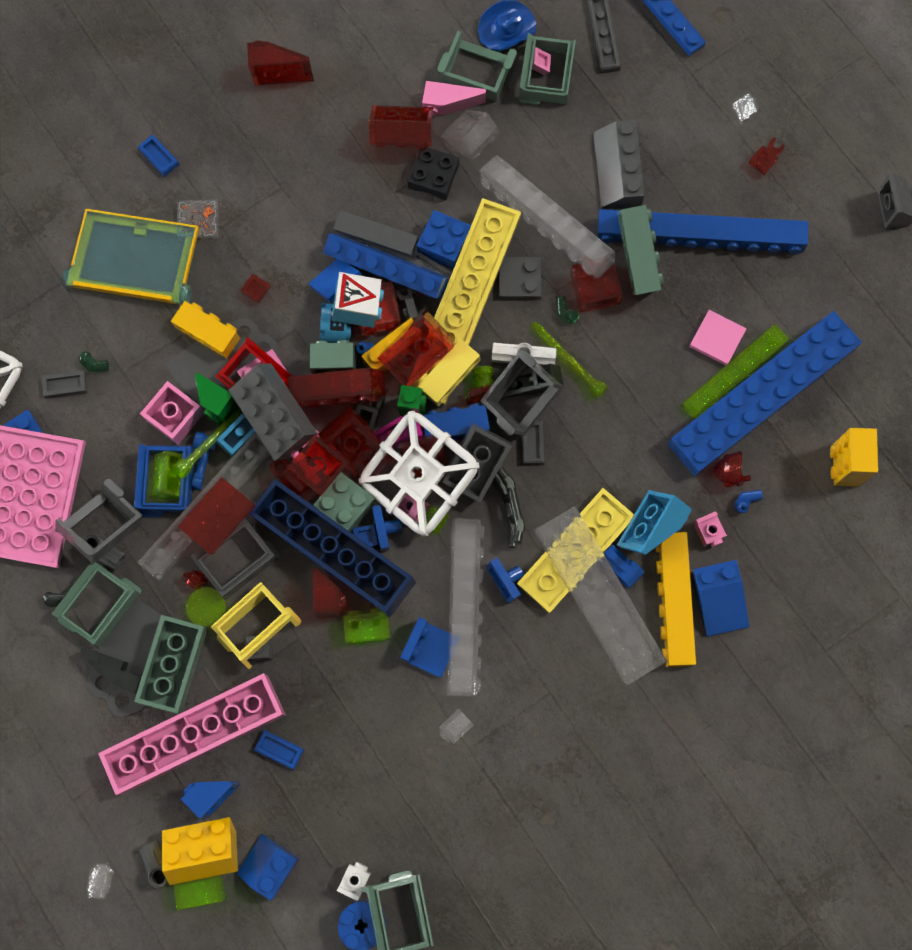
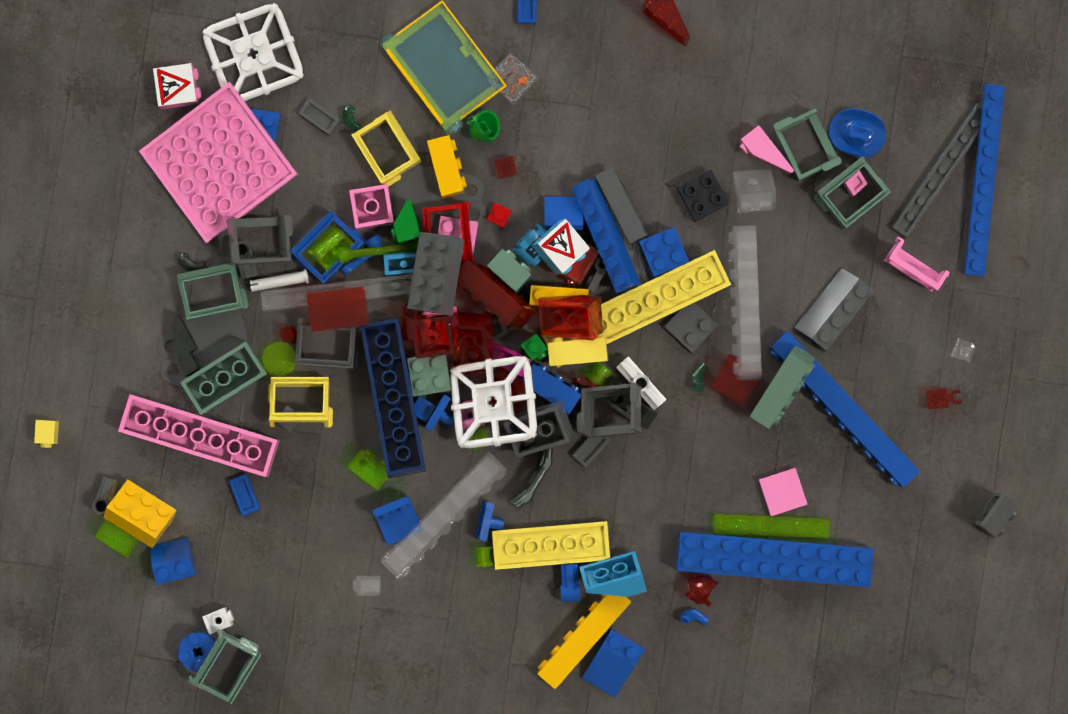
camera: 40 degrees right, 10 degrees up
(54, 858) = (46, 433): none -> light yellow brick
(99, 881) = (62, 473): clear brick -> none
(153, 535) = (280, 280): none -> white pin
(167, 374) = (394, 175): none -> light yellow piece
(206, 797) = (174, 483): blue slope -> none
(208, 272) = (484, 126): none -> green helmet
(285, 330) = (499, 215): none -> red plate
(328, 598) = (362, 427): clear red slope -> none
(363, 347) = (539, 279): blue arm -> none
(401, 126) = (710, 143): clear red brick -> none
(530, 611) = (484, 556): none -> clear neon green bush
(597, 387) = (668, 449): clear neon green piece -> none
(600, 596) = (535, 589): clear brick -> none
(648, 81) = (914, 268): none -> bright pink piece
(702, 526) = (649, 606): bright pink brick -> none
(854, 457) = (785, 656): yellow brick -> none

